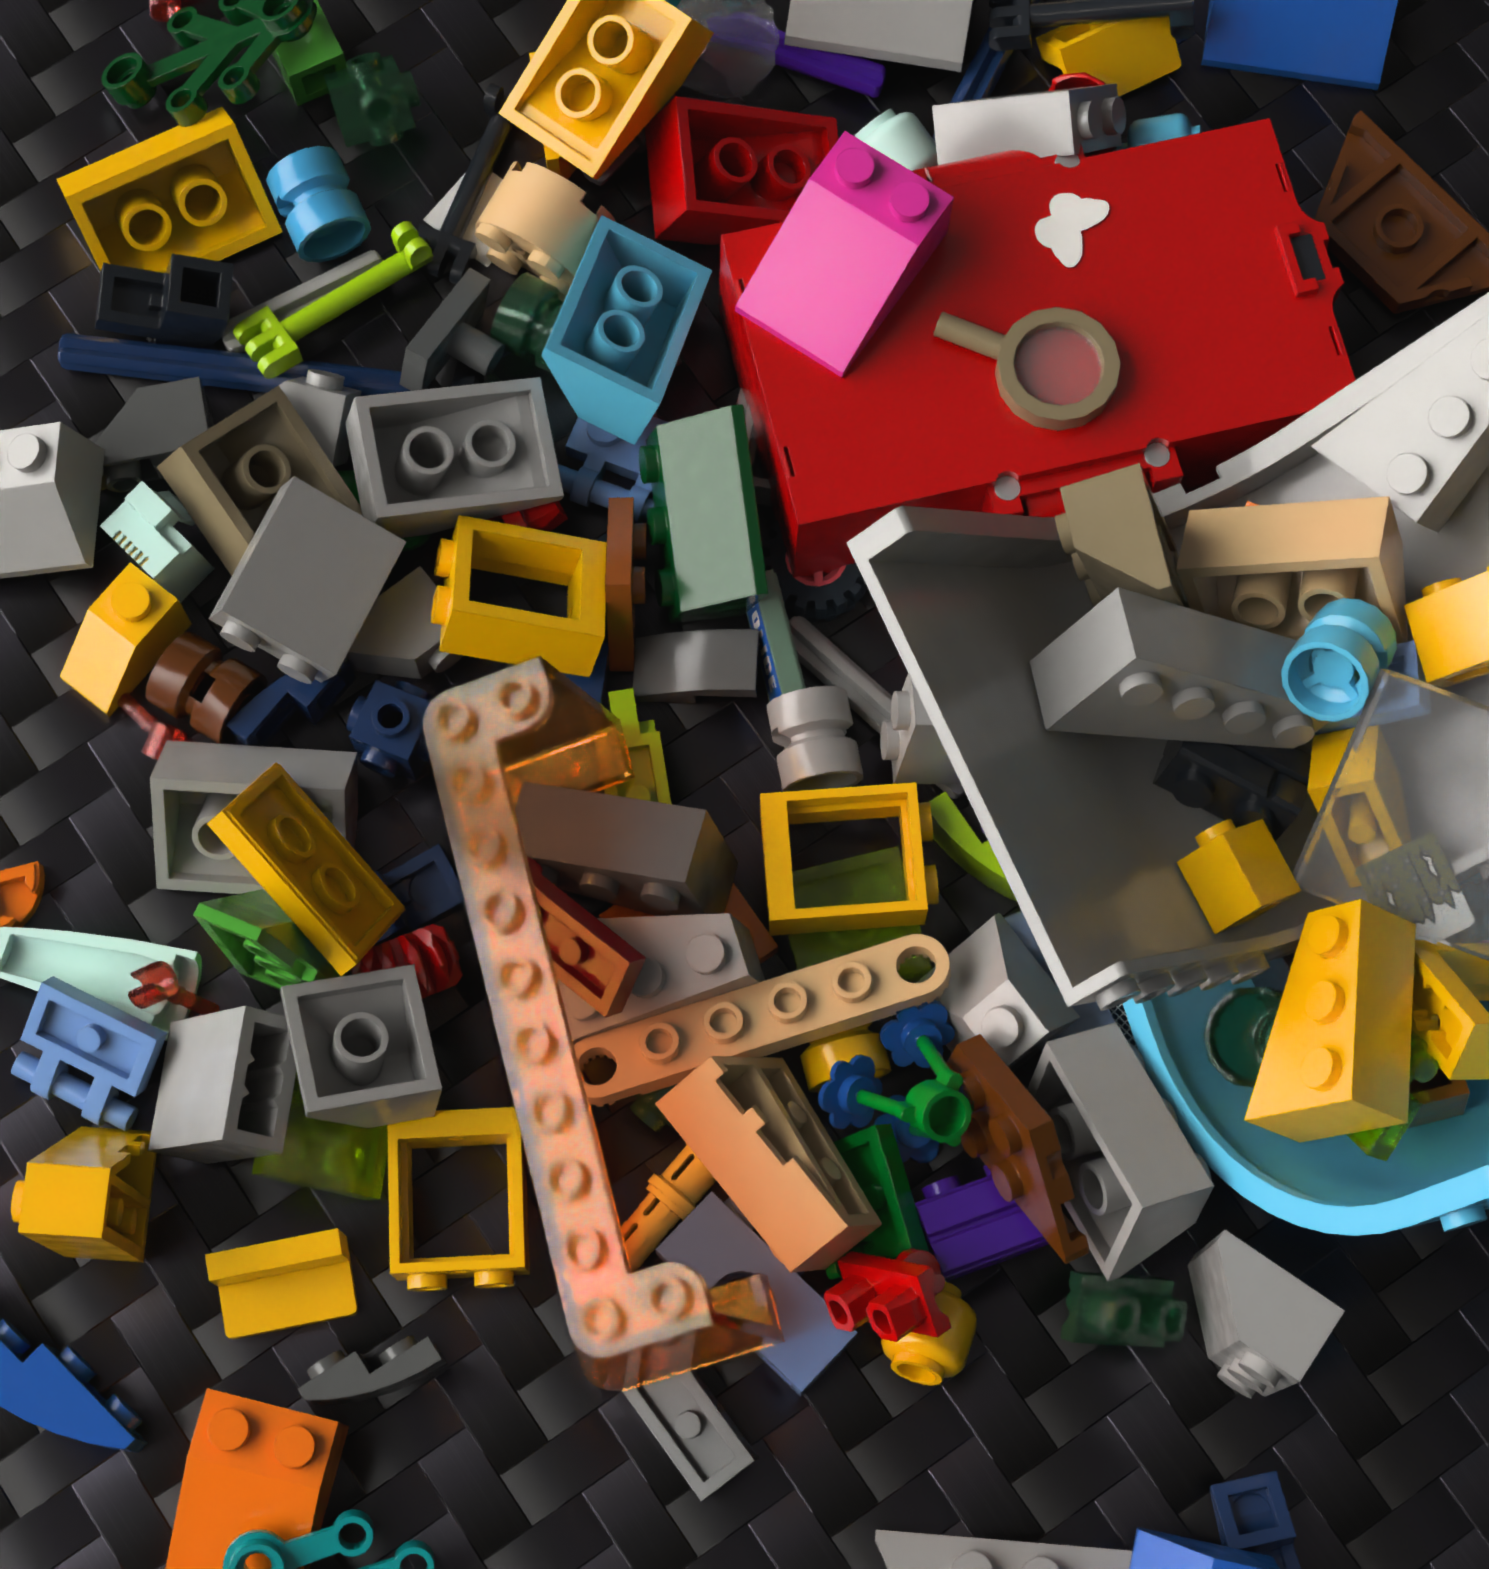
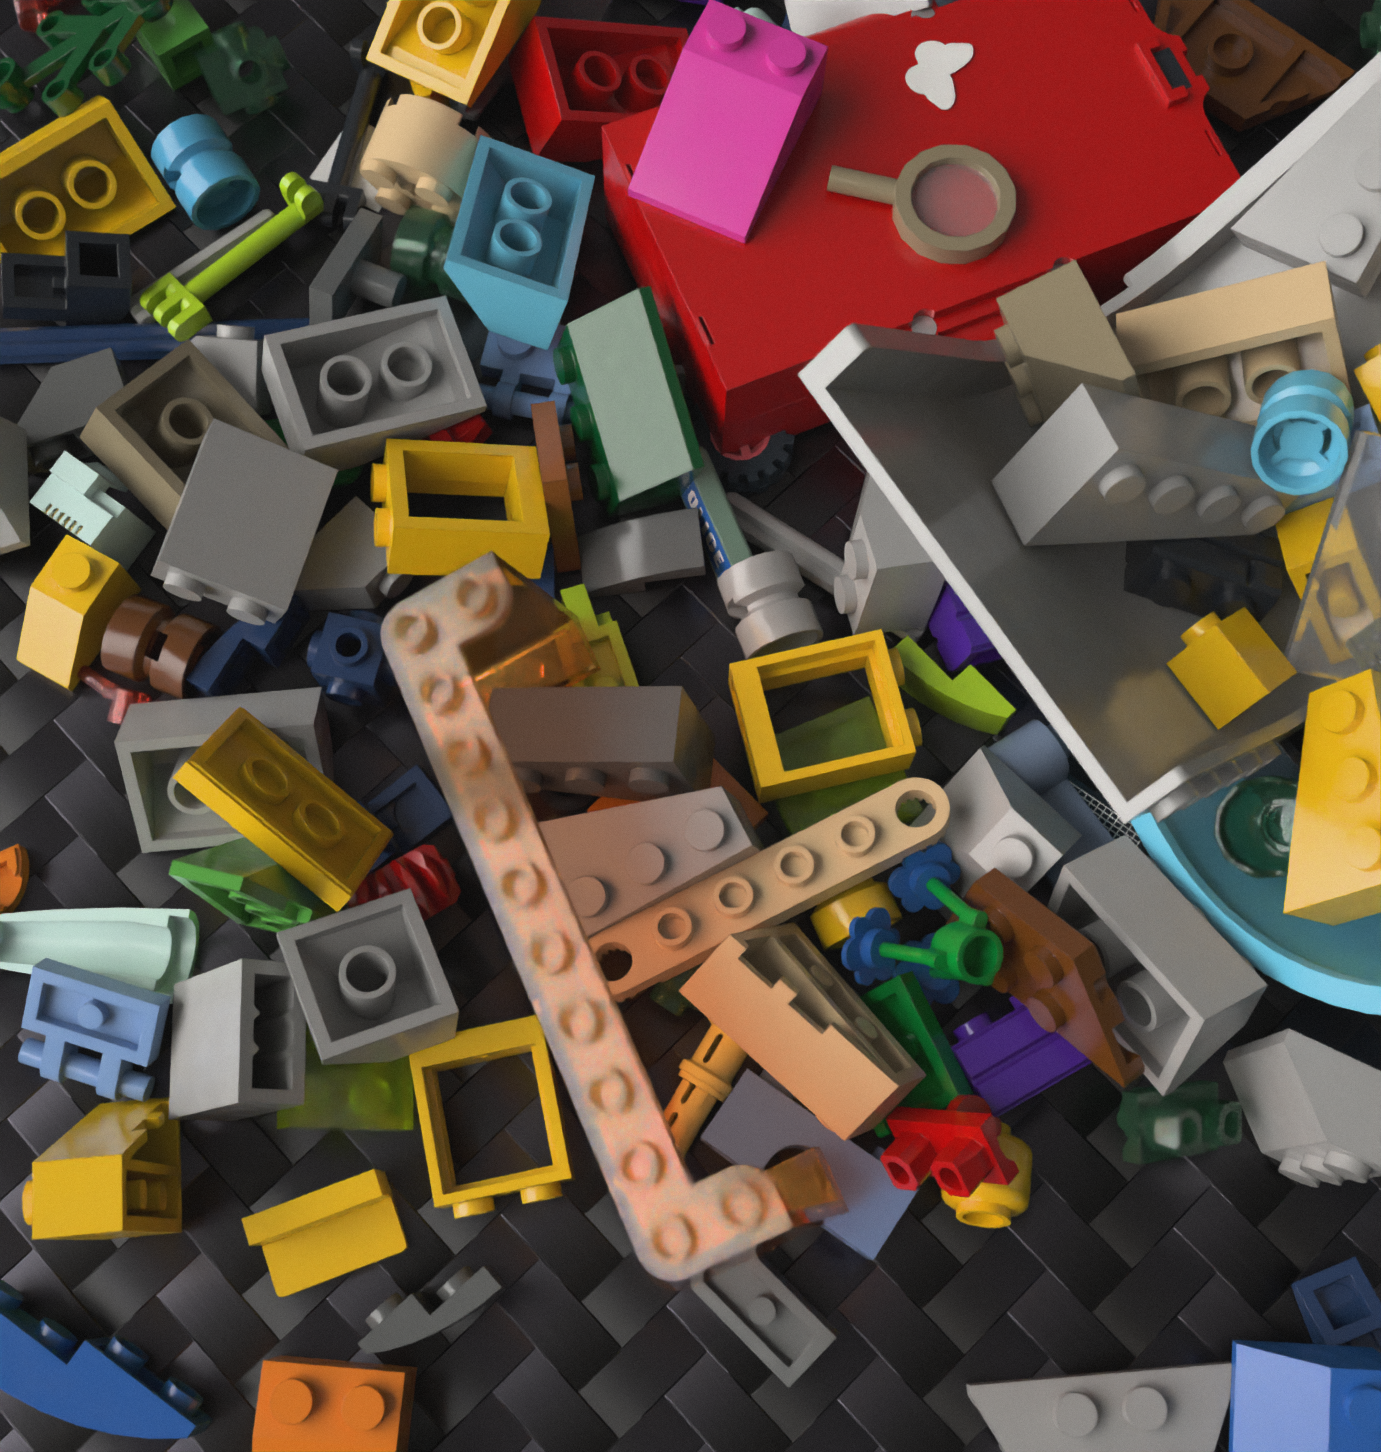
camera: 10 degrees left, 0 degrees up
(161, 984) = (158, 947): clear red hand -> none
(584, 950) = (586, 849): dark red plate -> none

